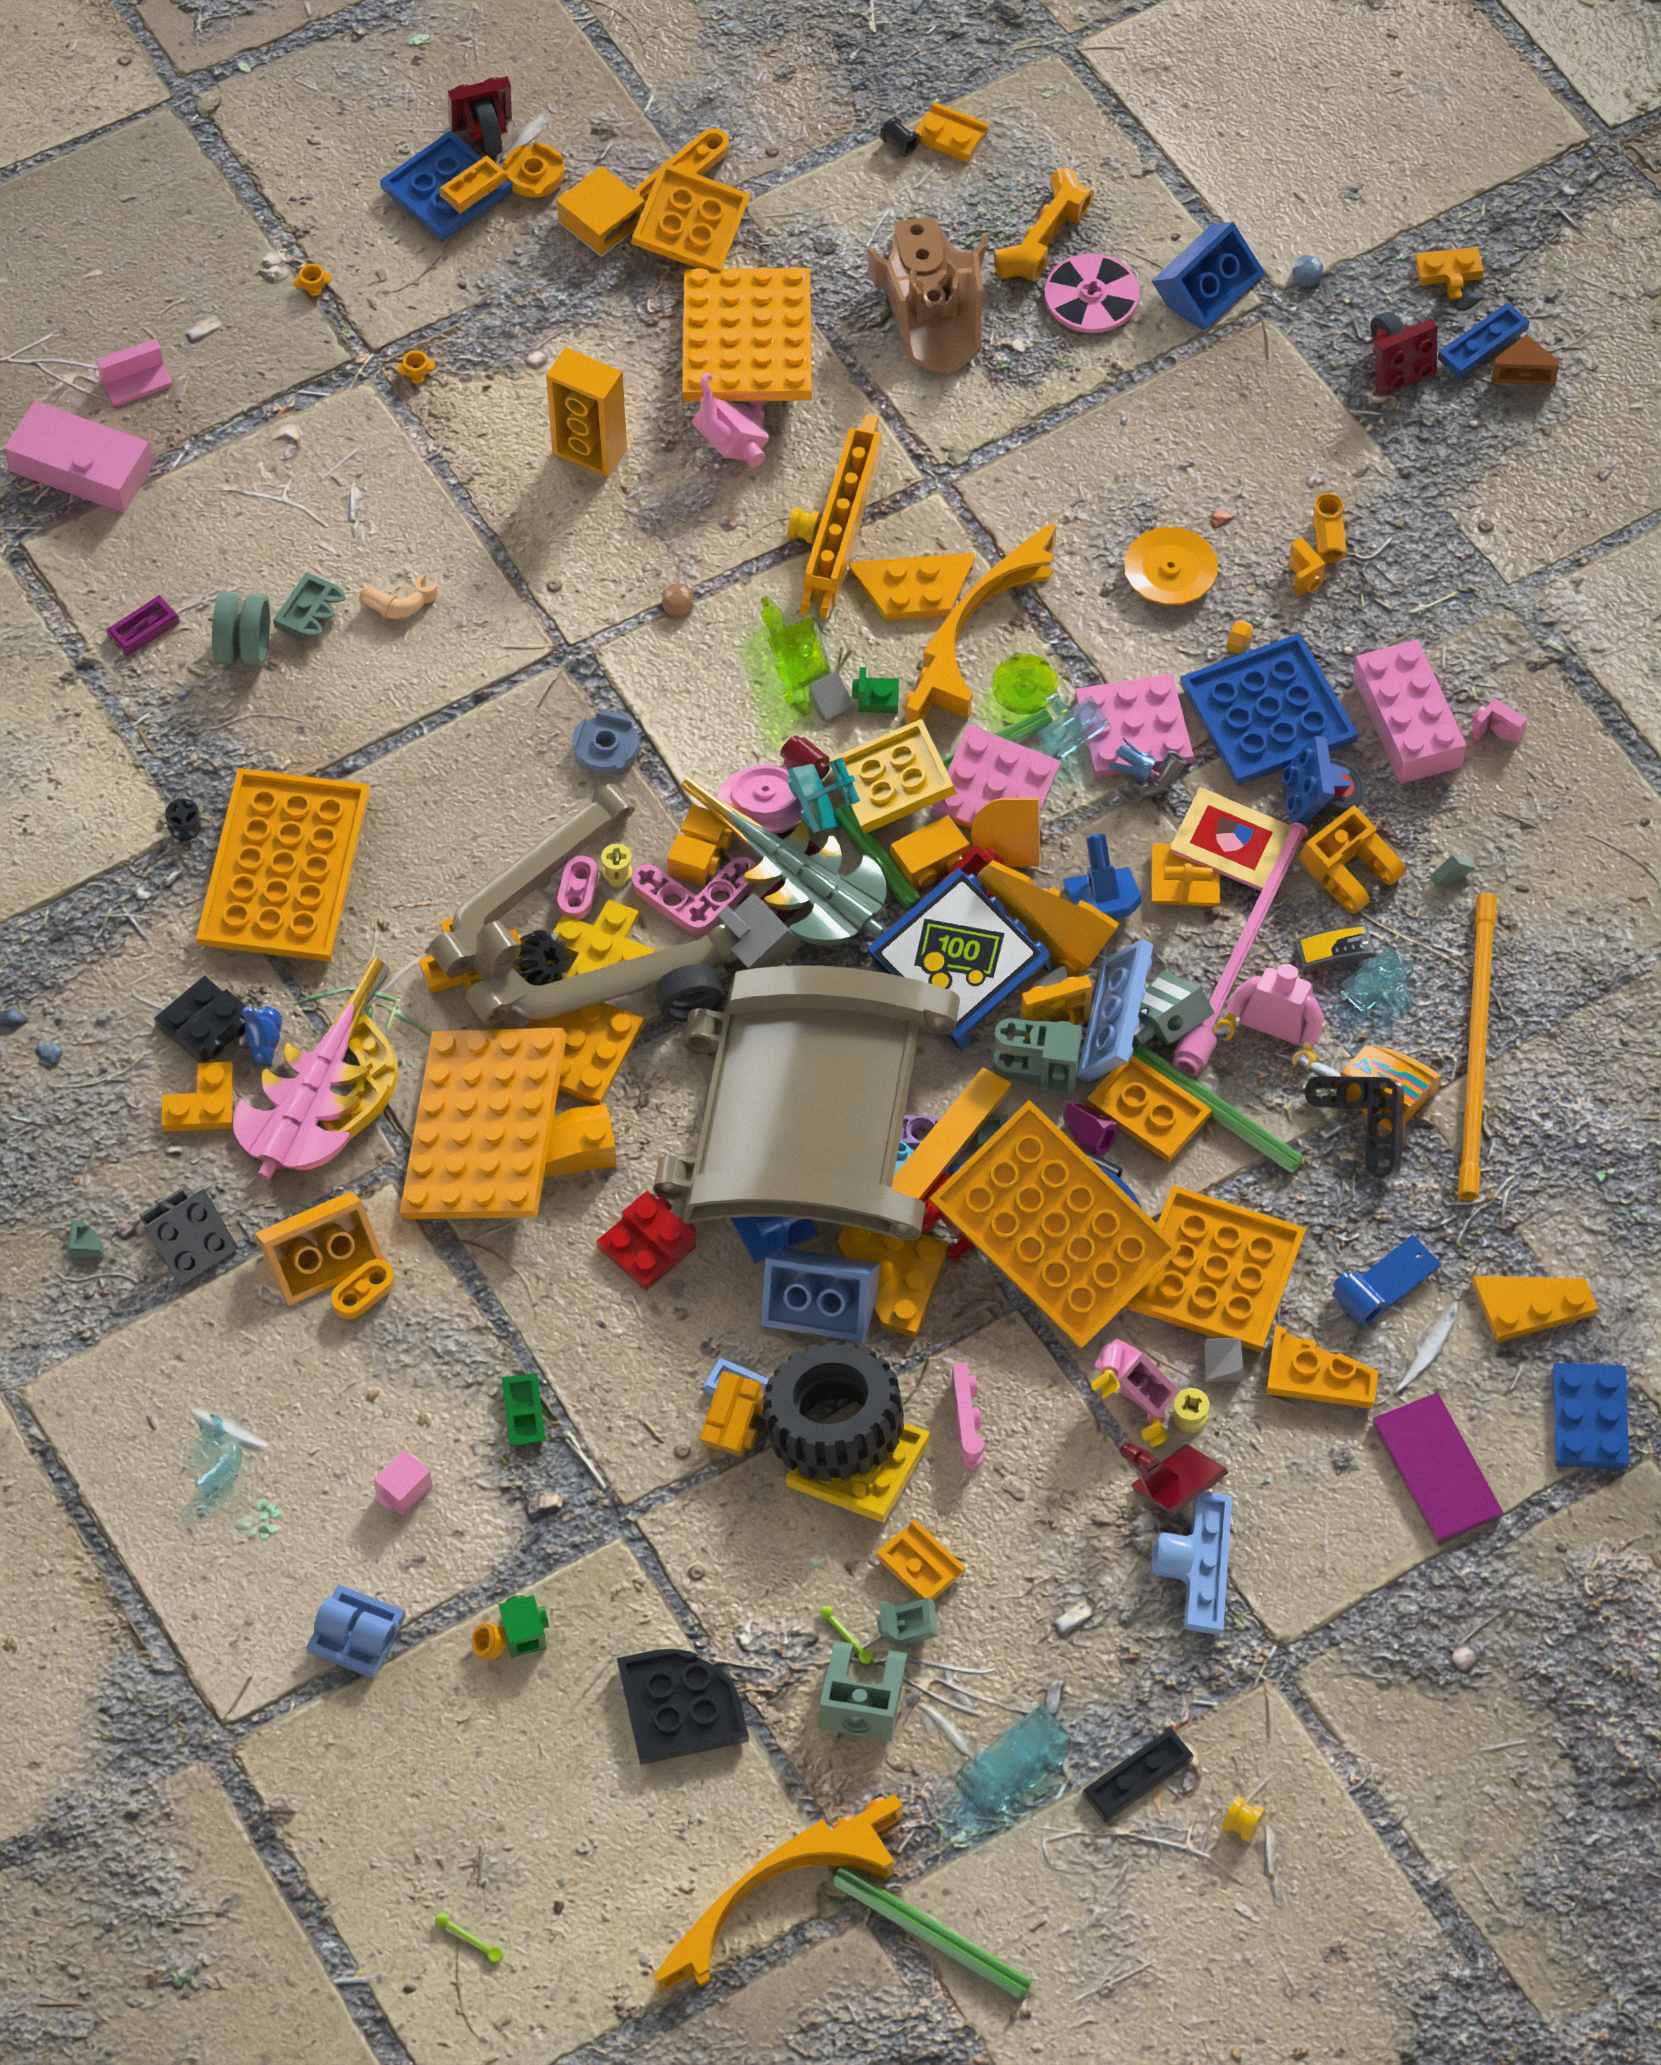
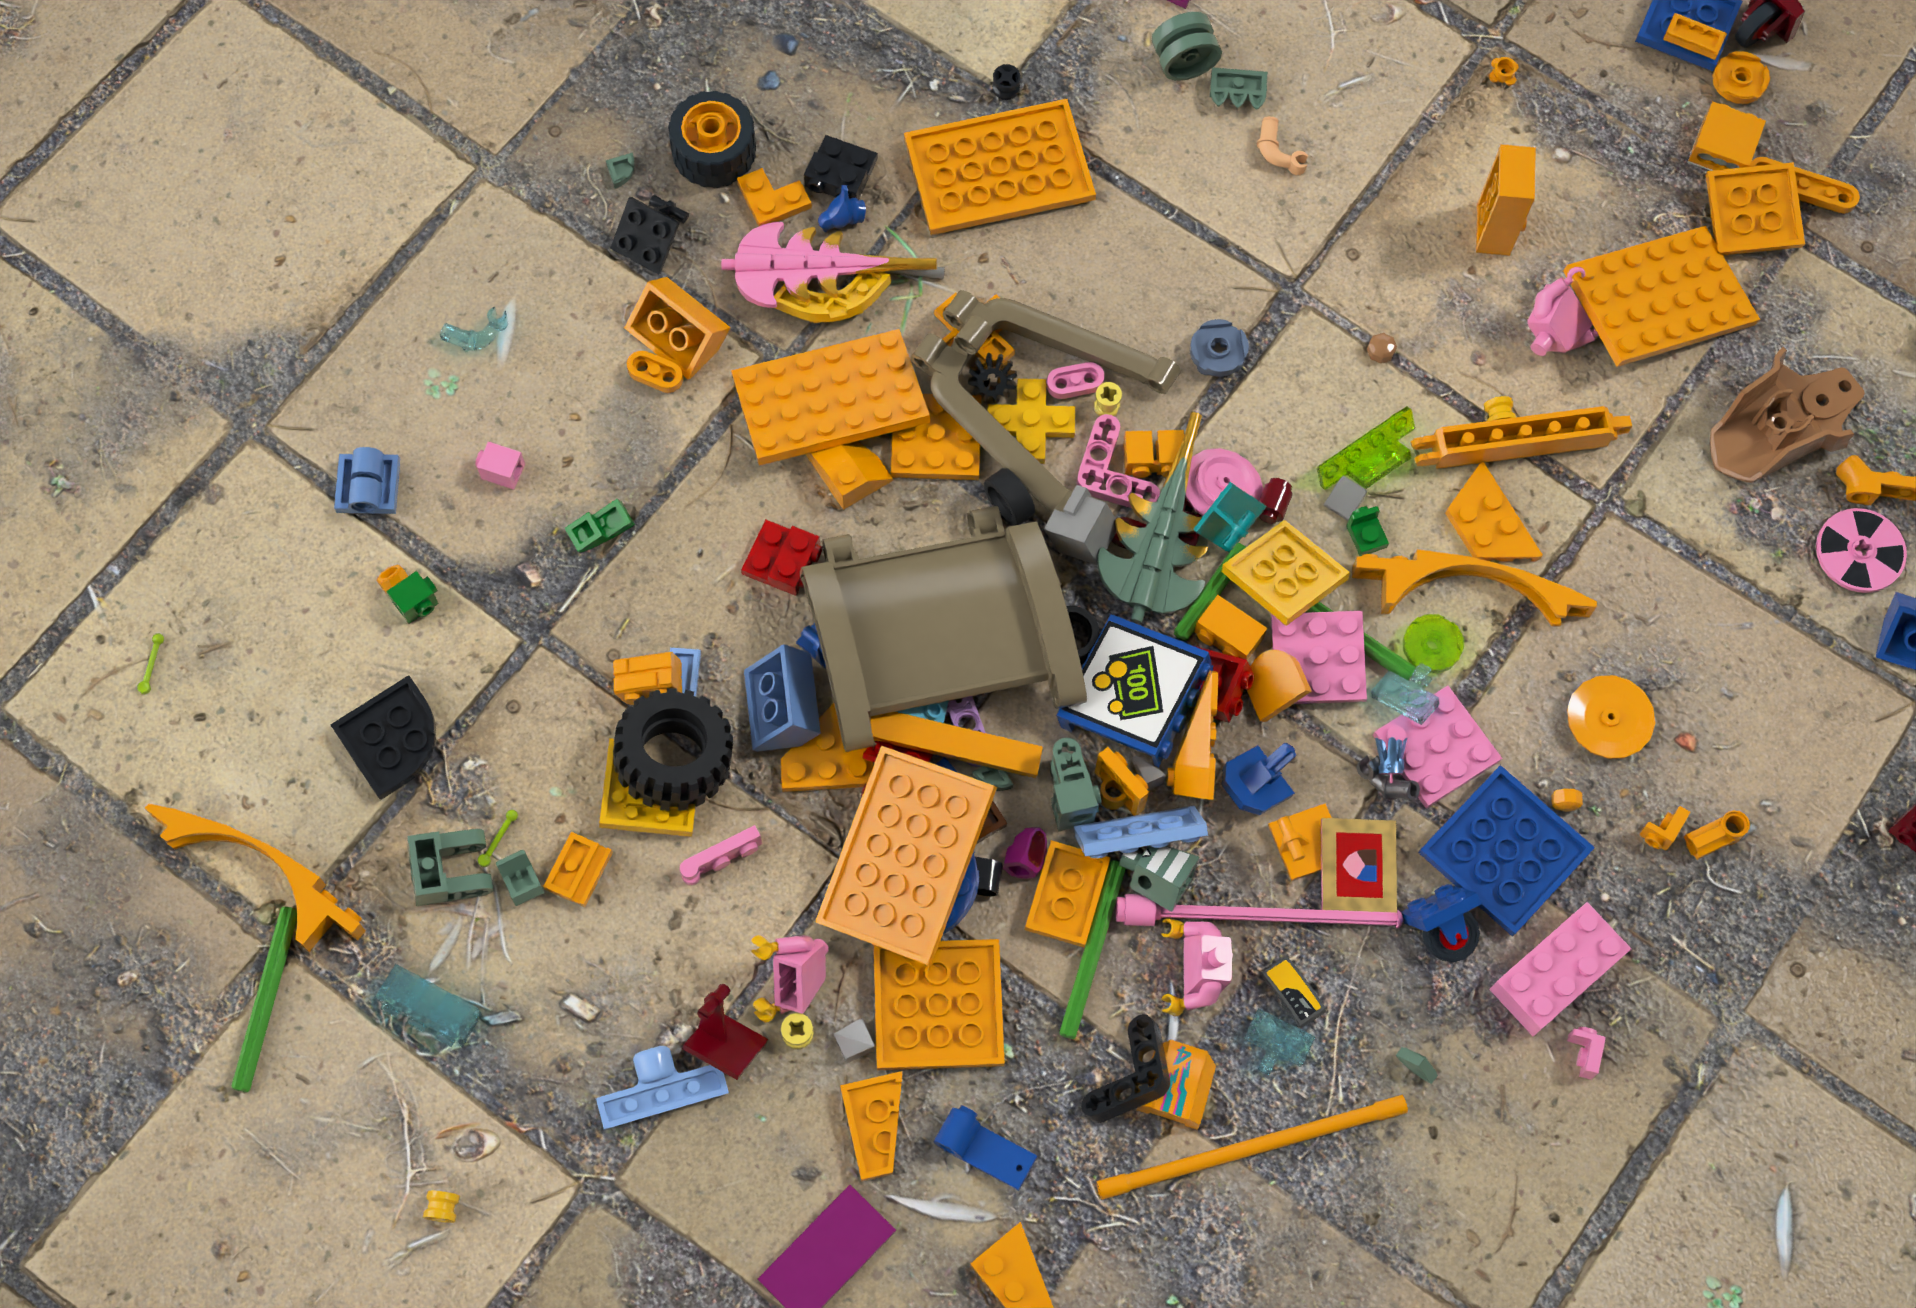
camera: 65 degrees right, 10 degrees up
(106, 1126) = (712, 139): none -> black wheel
(1138, 1774) = (456, 1109): black tile -> none
(1336, 845) = (1392, 957): light orange brick -> none

